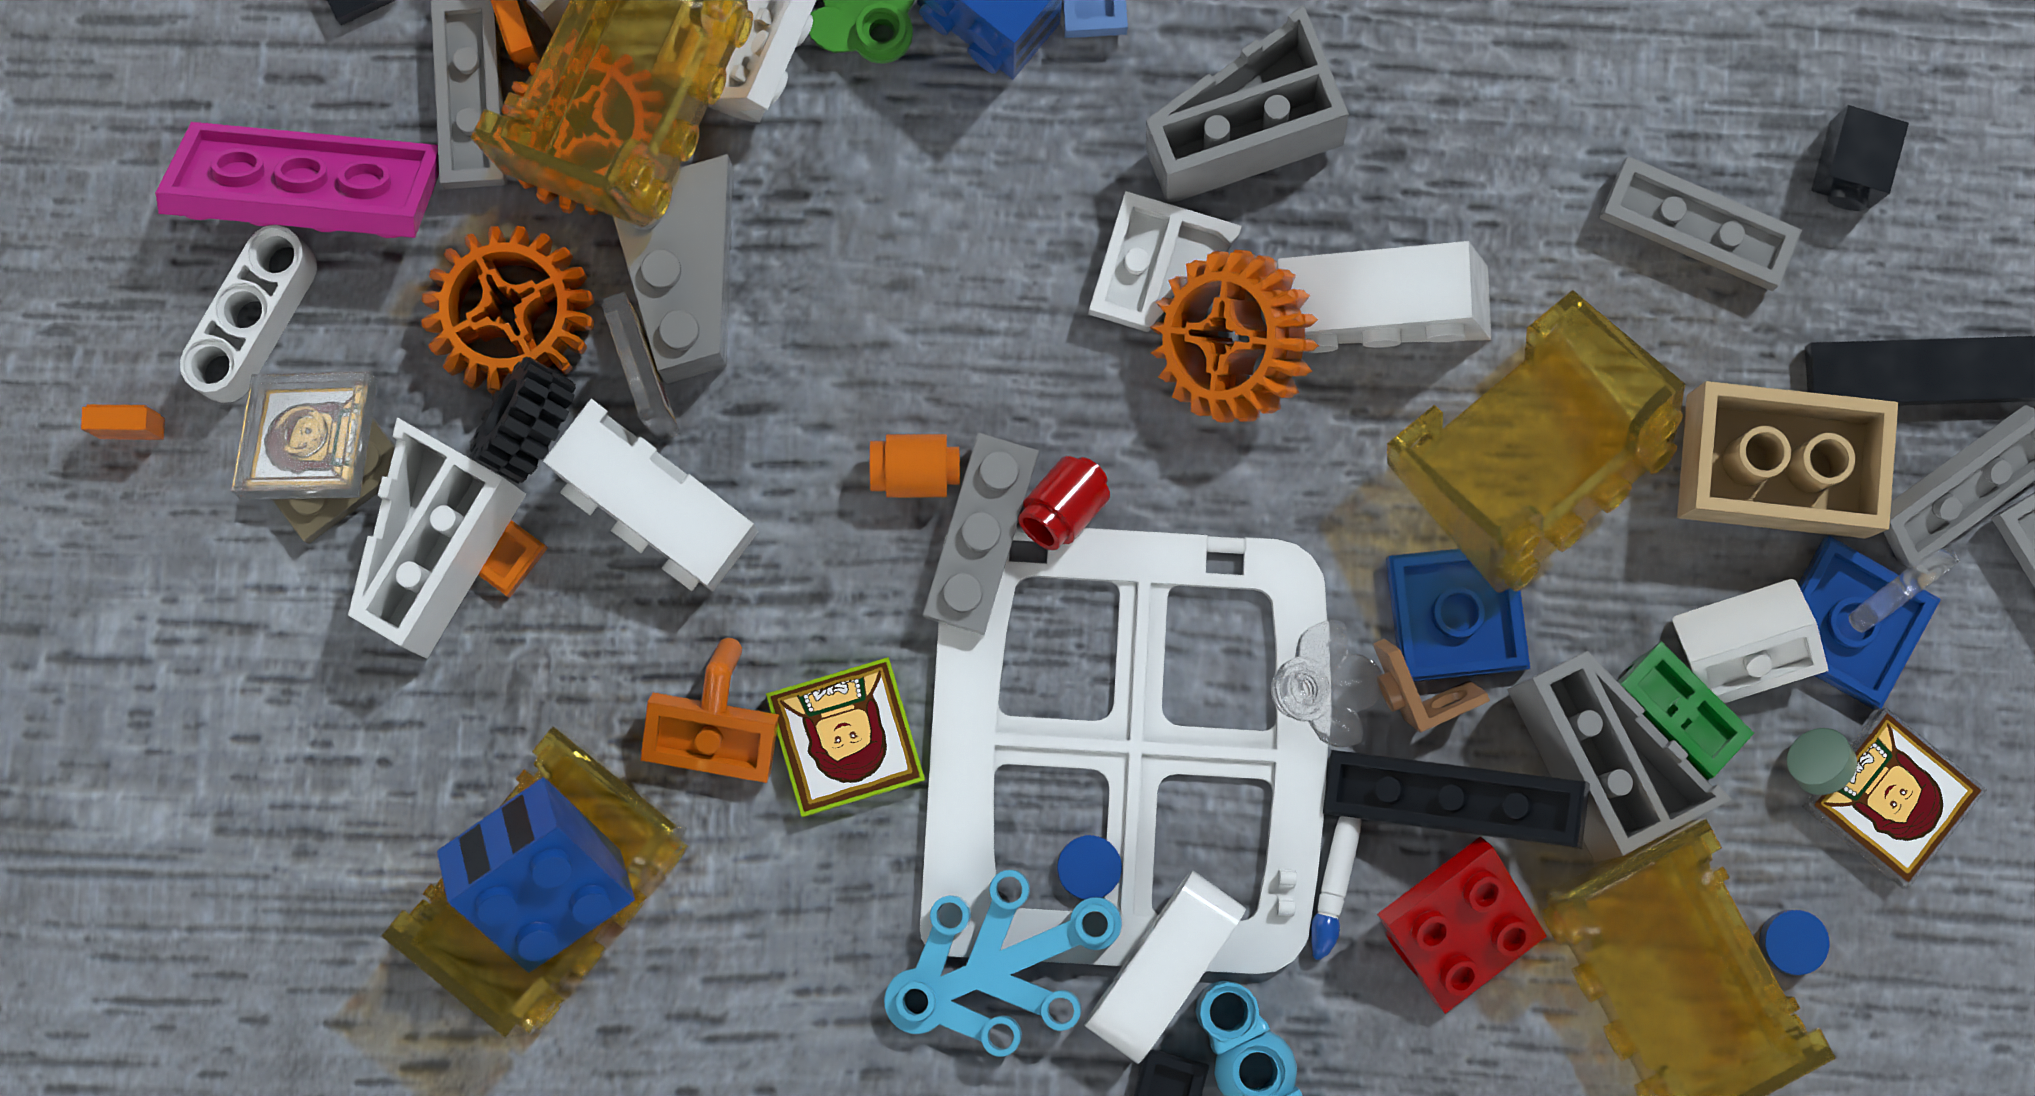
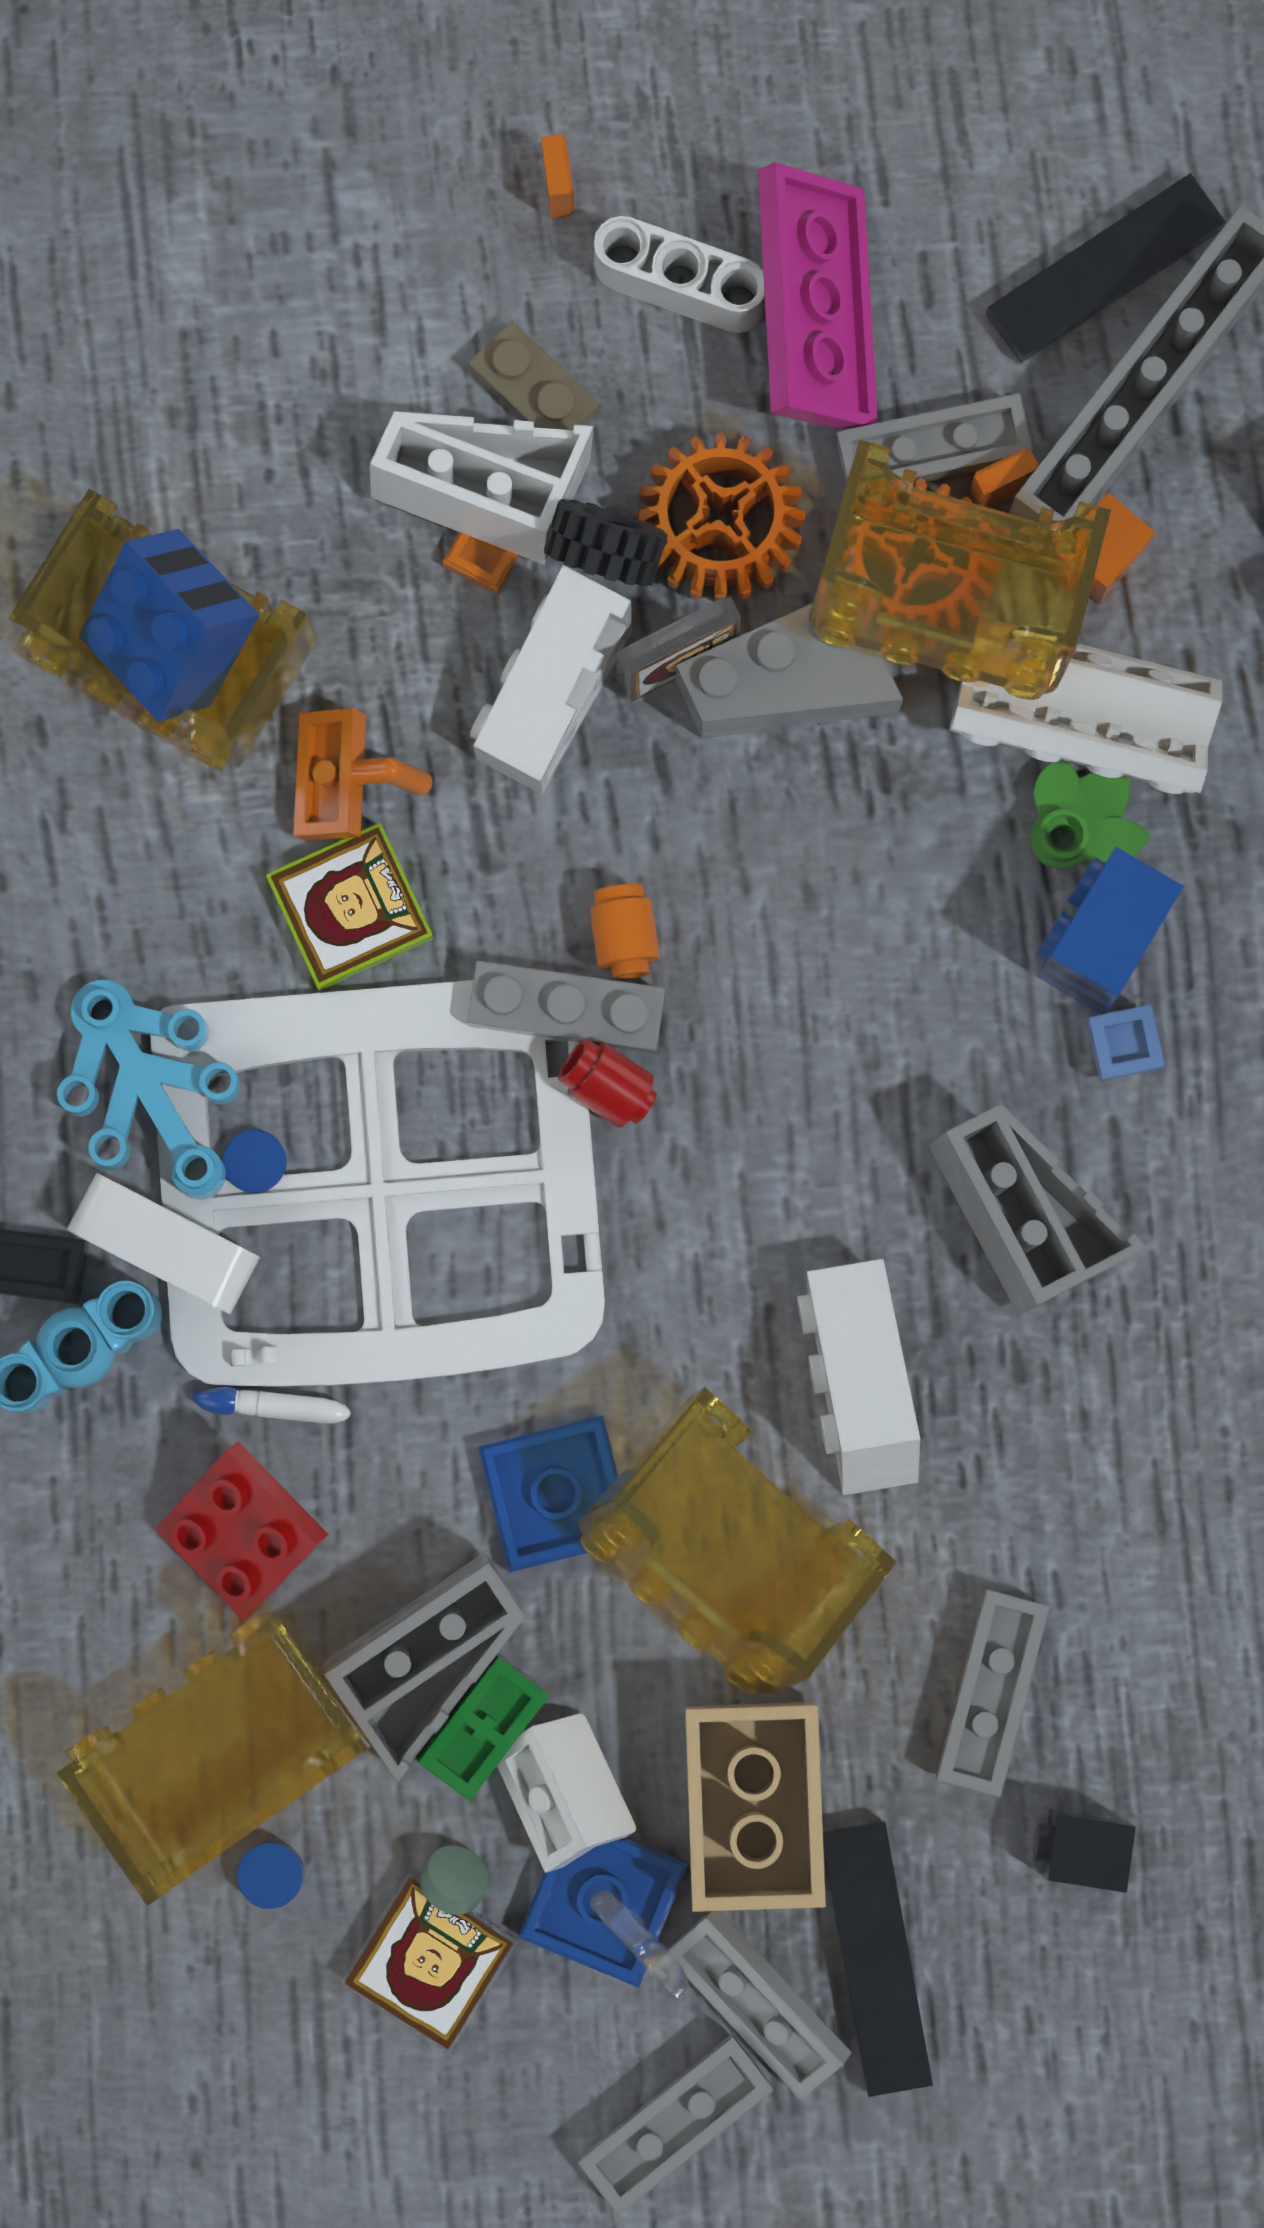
camera: 90 degrees right, 0 degrees up
(305, 435) = (568, 346): clear tile -> none
(1146, 251) = (868, 1141): white wing -> none
(1220, 382) = (796, 1224): orange gear -> none
(1336, 685) = (467, 1379): clear plate -> none
(1401, 693) = (448, 1472): medium nougat bracket -> none
(1457, 798) = (363, 1508): black tile -> none

